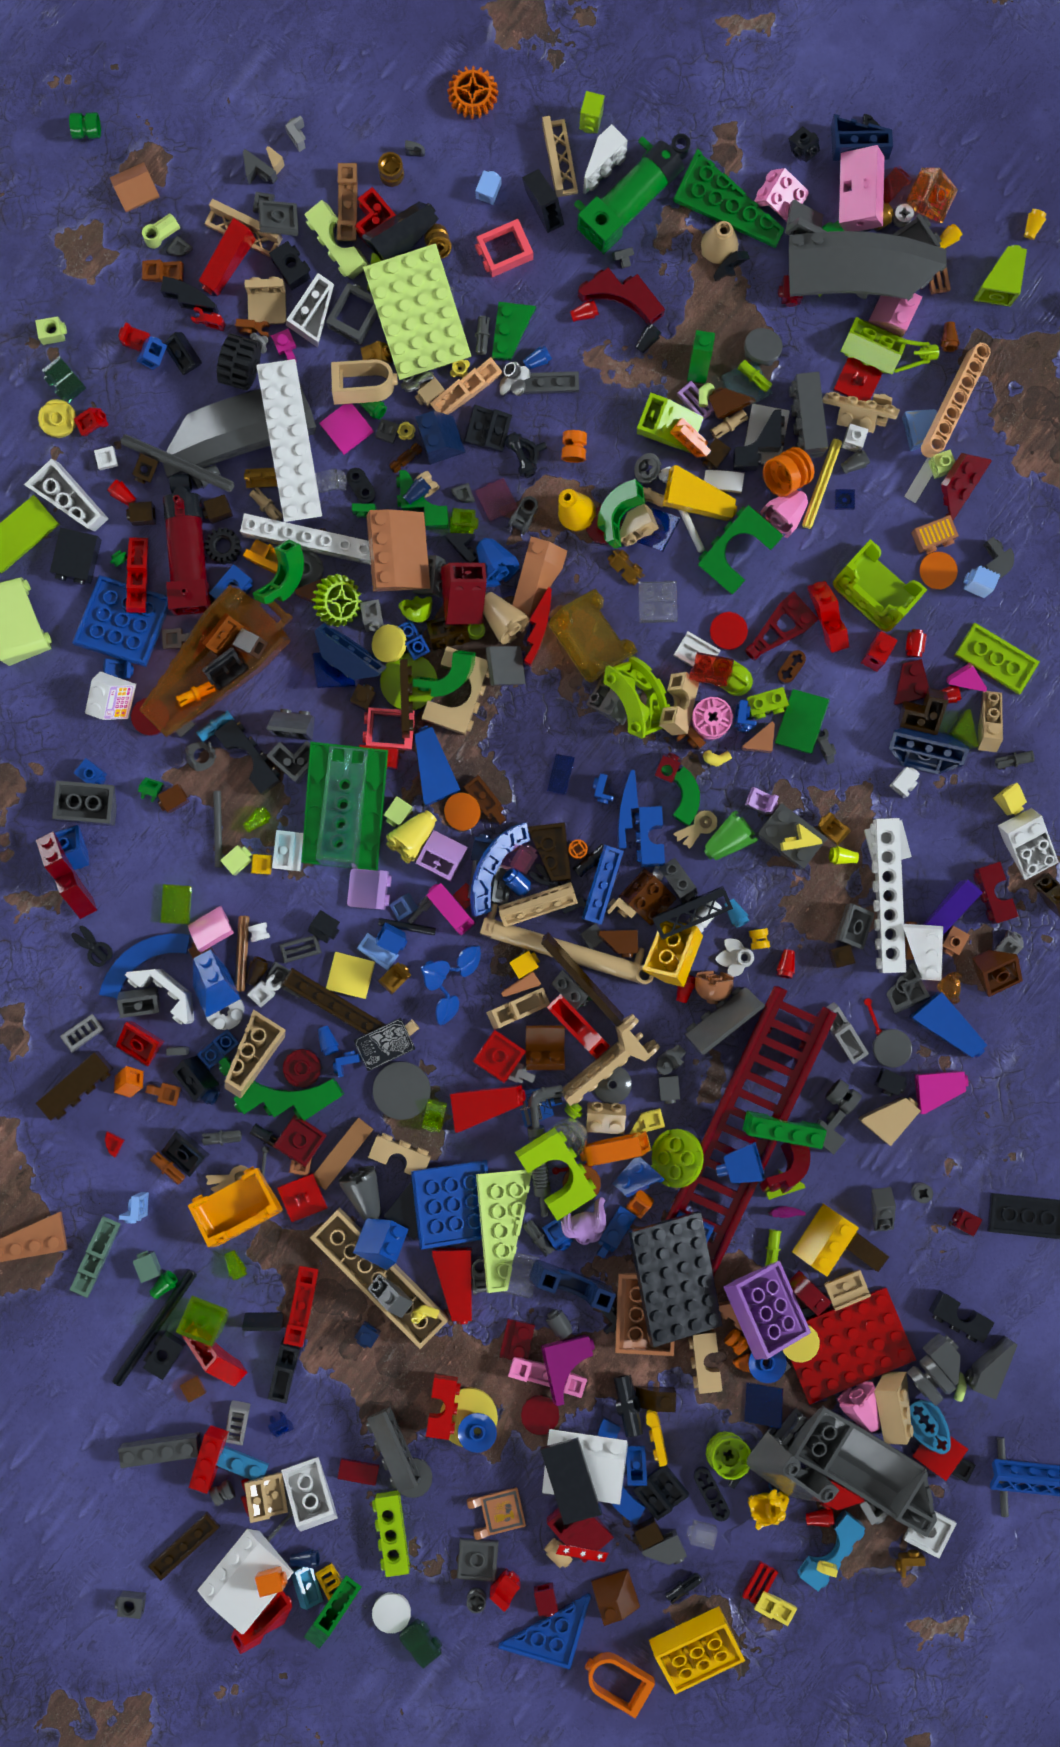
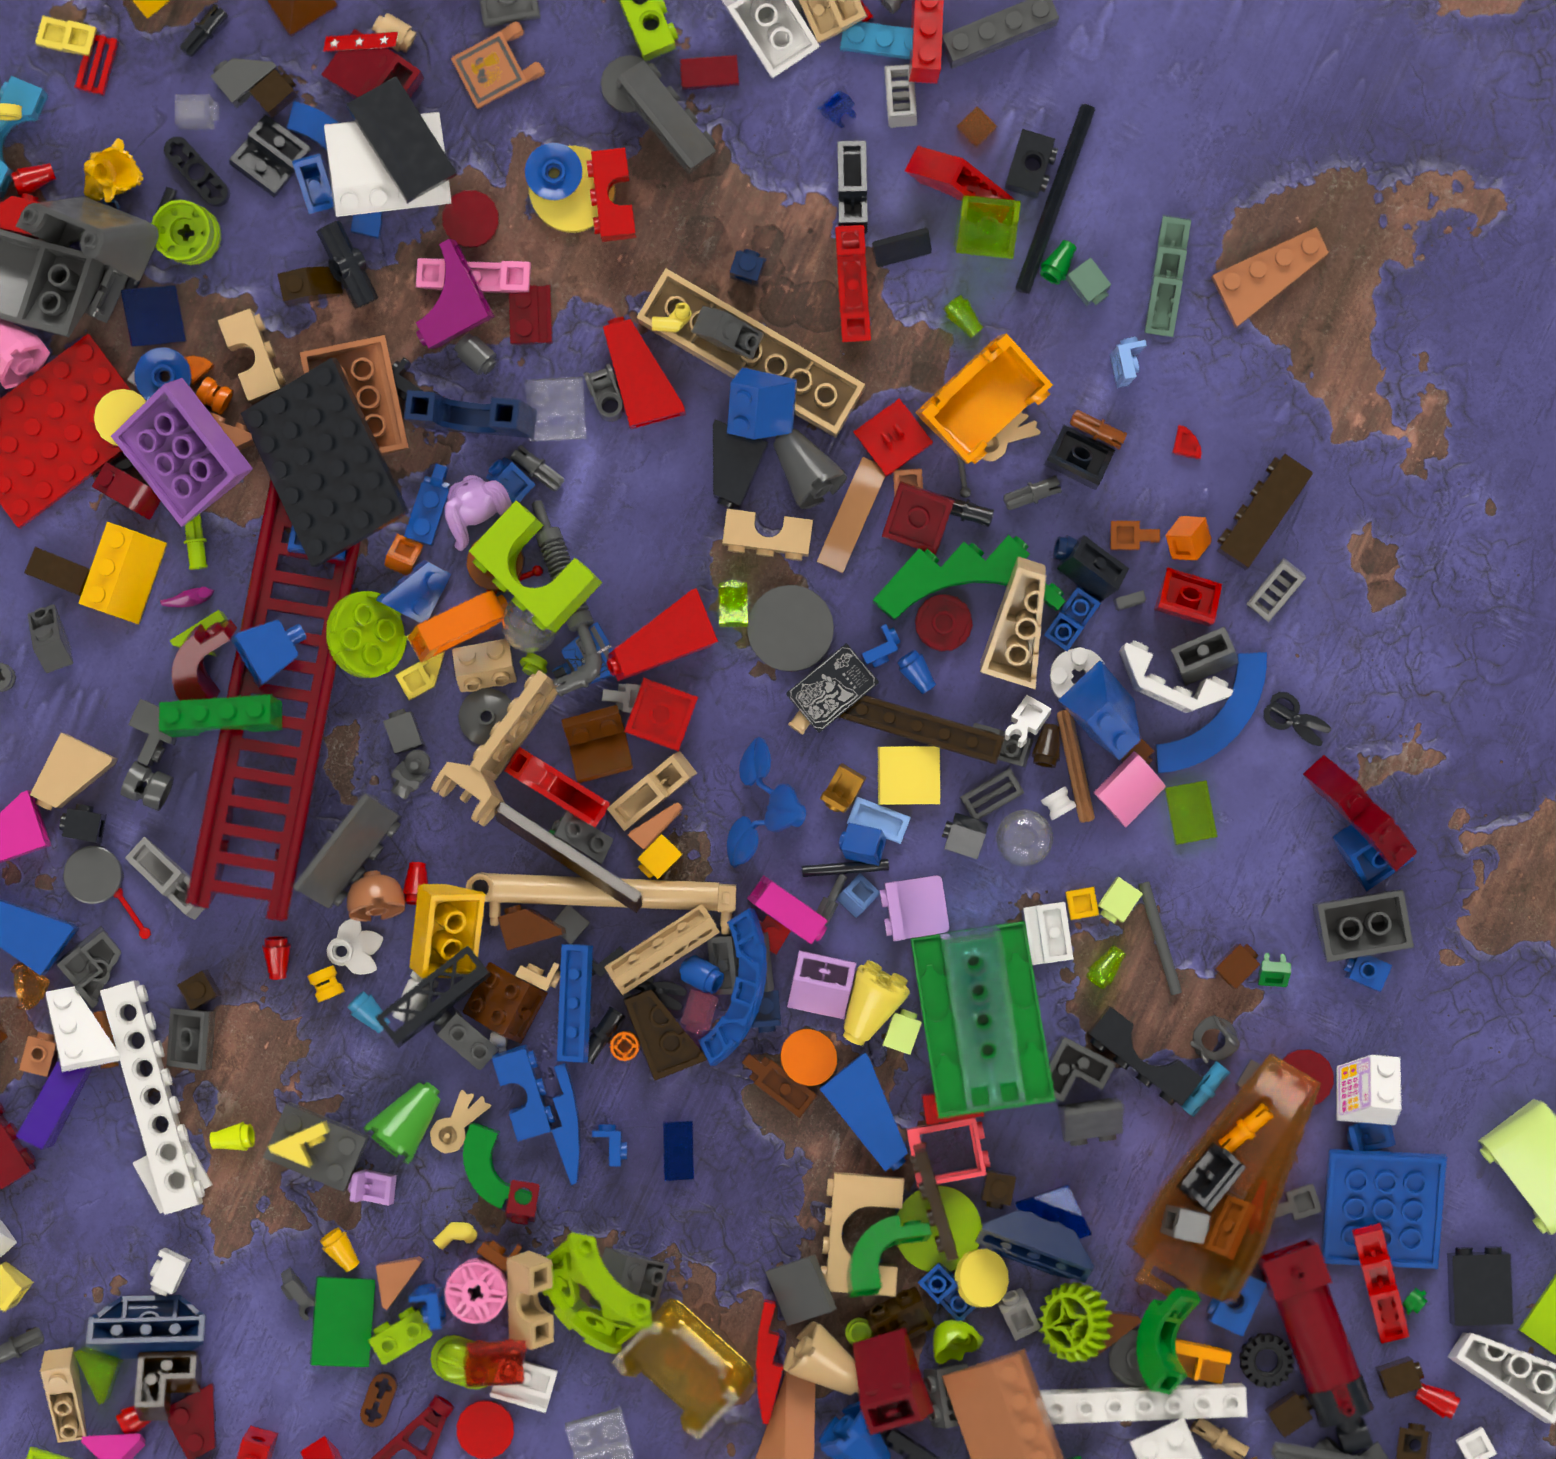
camera: 175 degrees right, 0 degrees up
(287, 915) = (1024, 837): none -> clear cylinder
(447, 1204) = (672, 484): blue tile -> none
(501, 1216) = (598, 487): yellowish green wing -> none
(657, 1437) = (295, 232): yellow hinge -> none
(792, 767) = (339, 1248): none -> yellow cone
(833, 828) = (257, 1174): pearl gold bracket -> none
(847, 1290) = (73, 510): tan plate -> none

